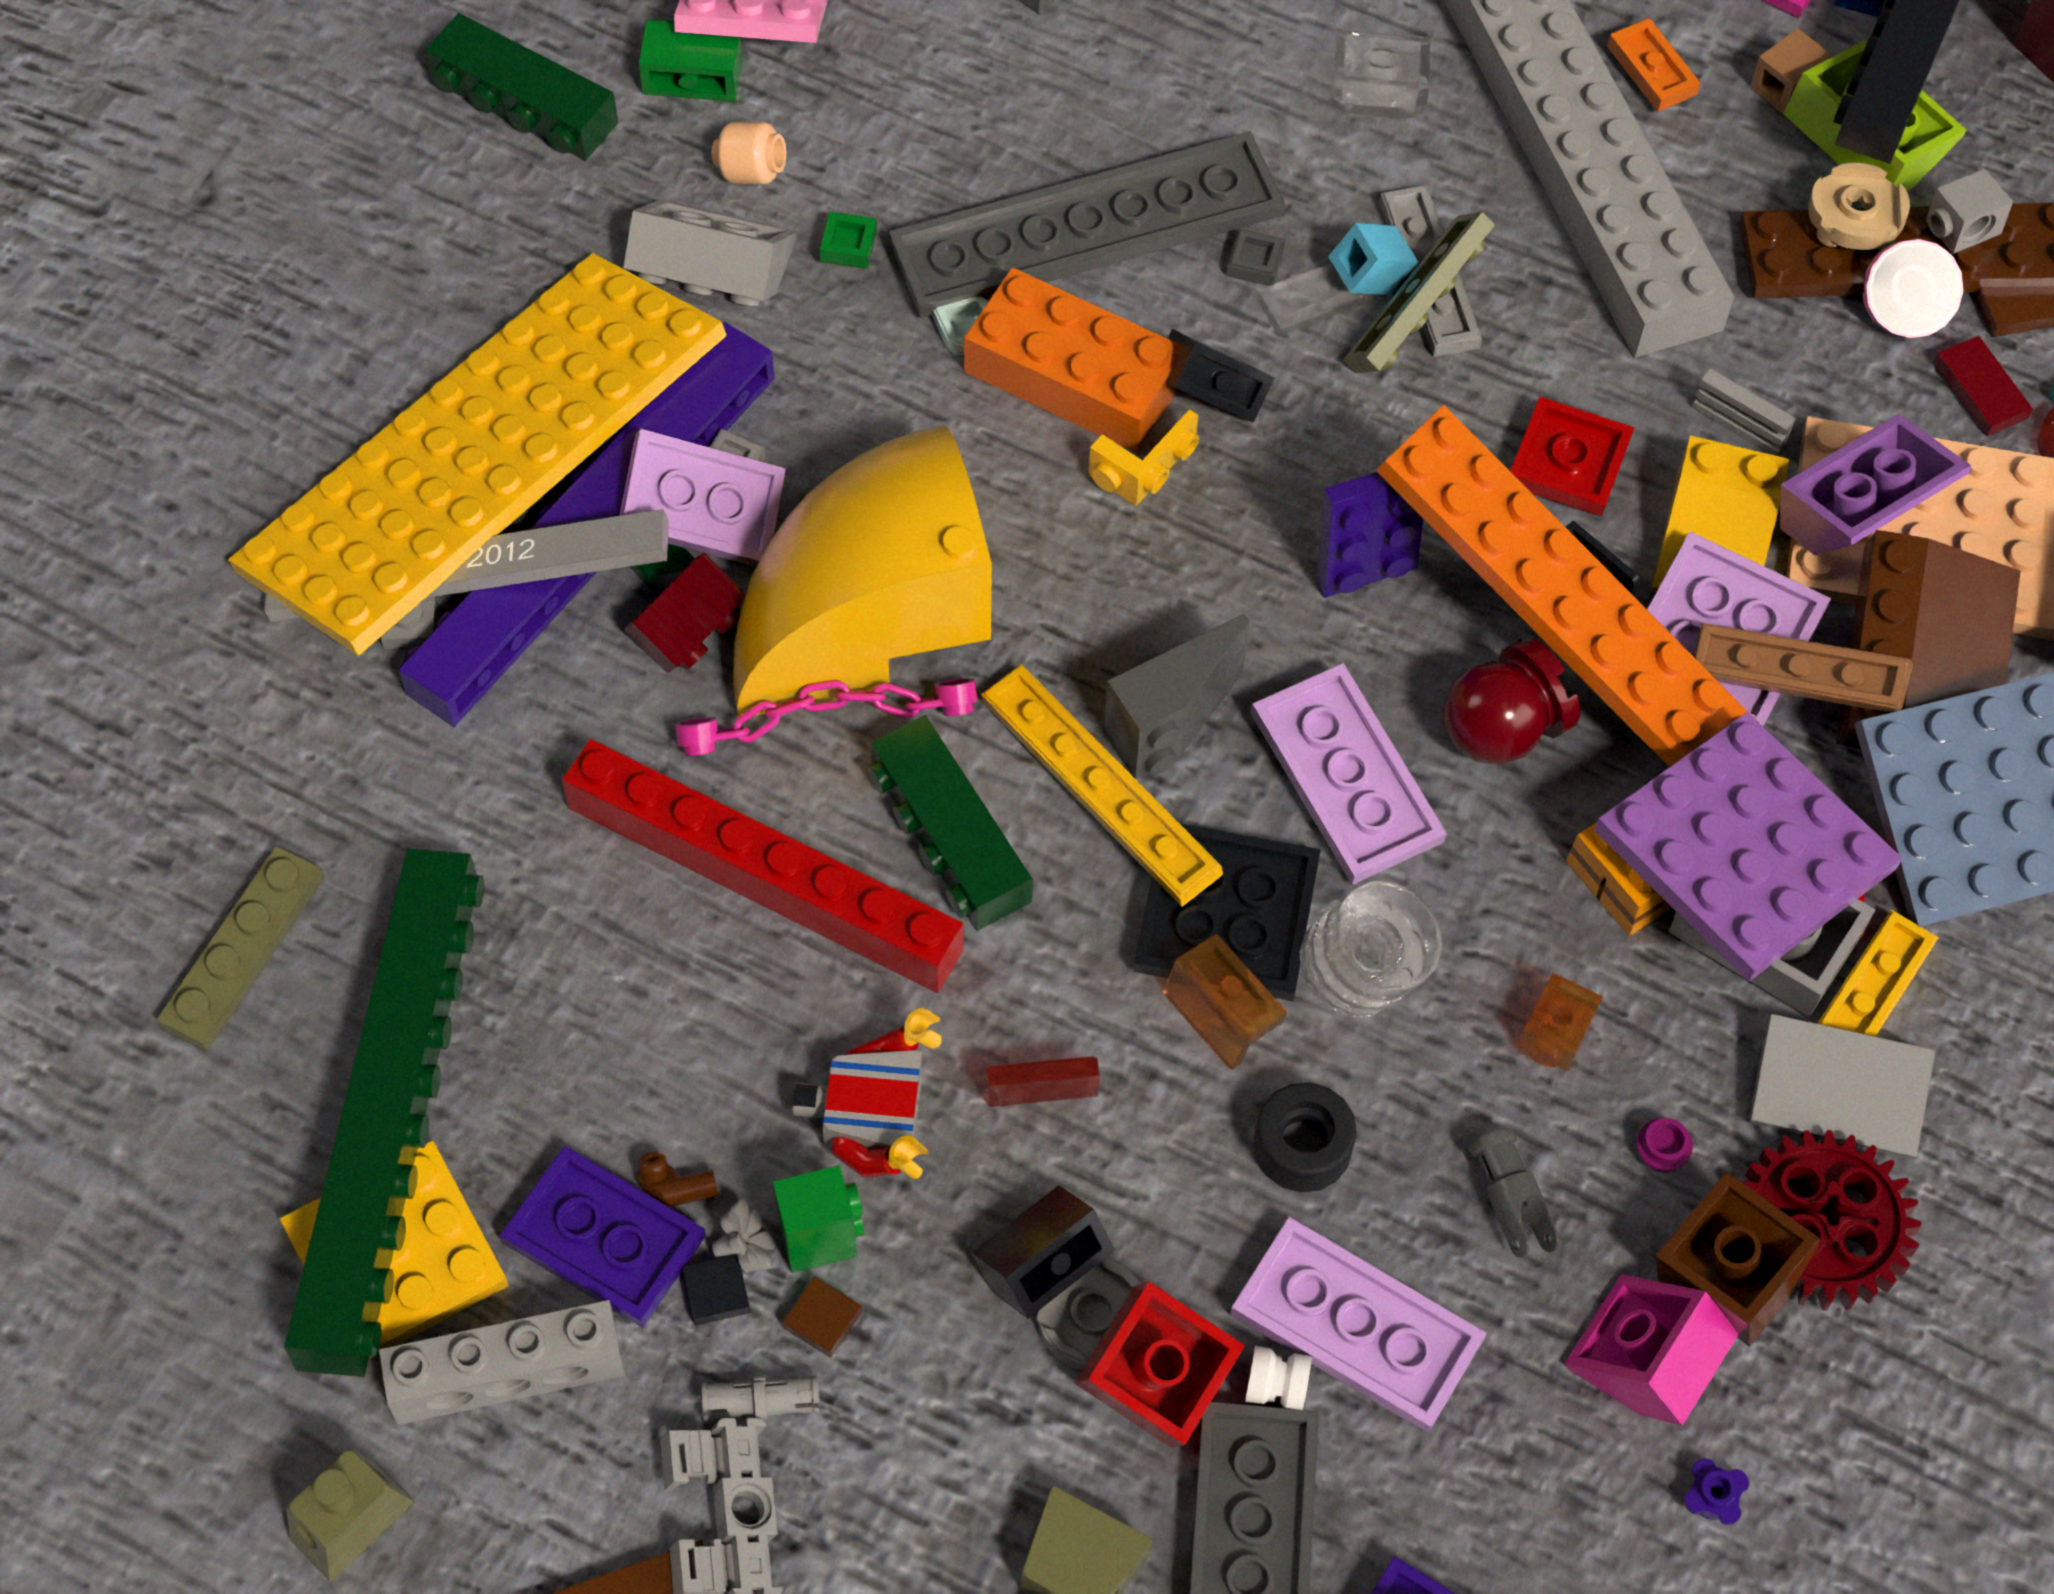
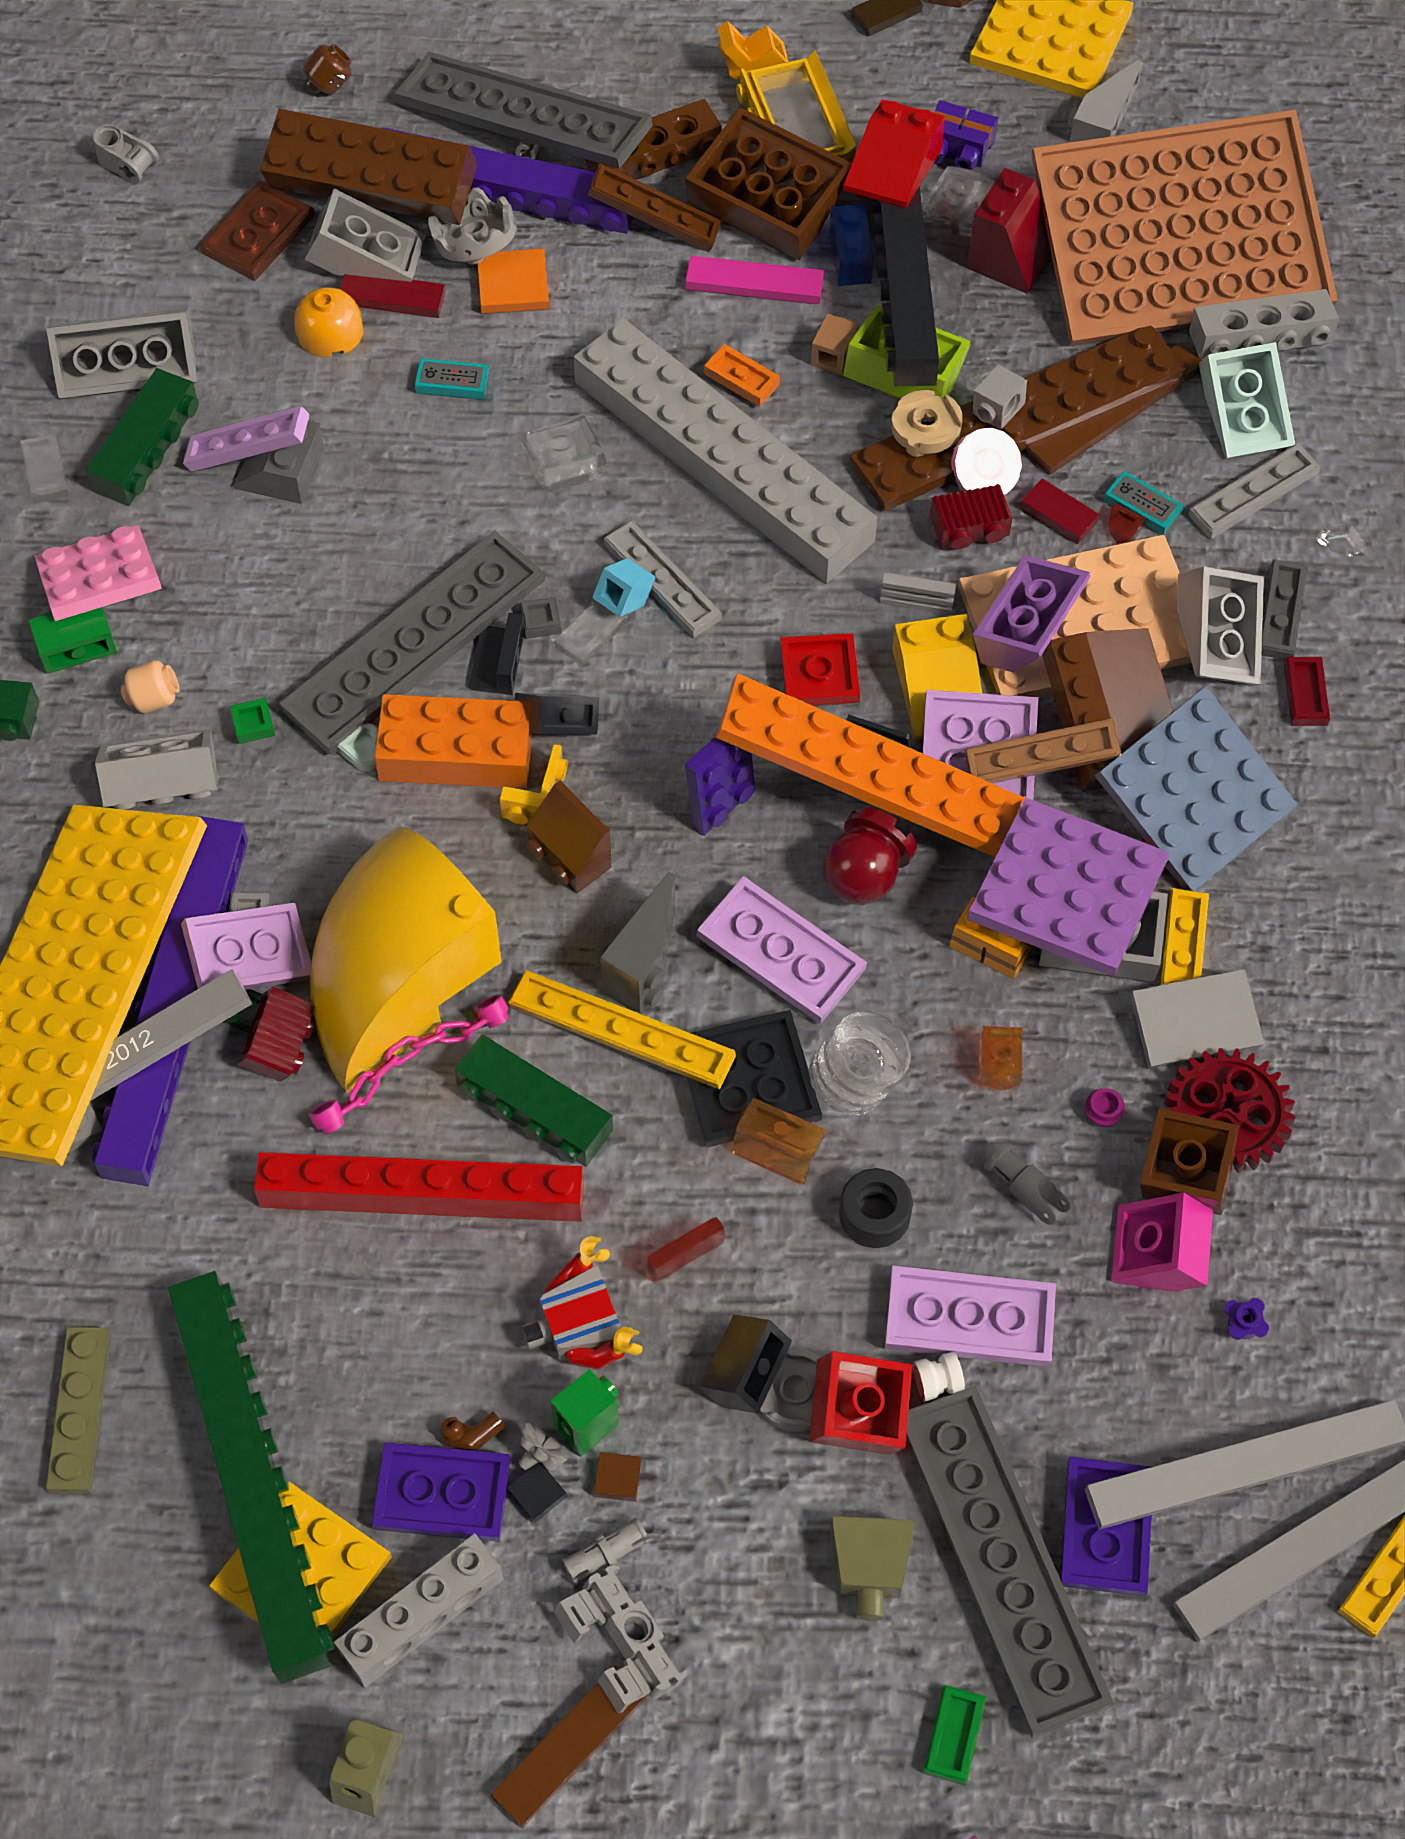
camera: 25 degrees left, 0 degrees up
(1150, 530) = (569, 839): none -> reddish brown slope
(1181, 283) = (498, 657): none -> black panel
(1428, 282) = (667, 598): olive plate -> none
(1860, 346) = (970, 517): none -> dark red brick

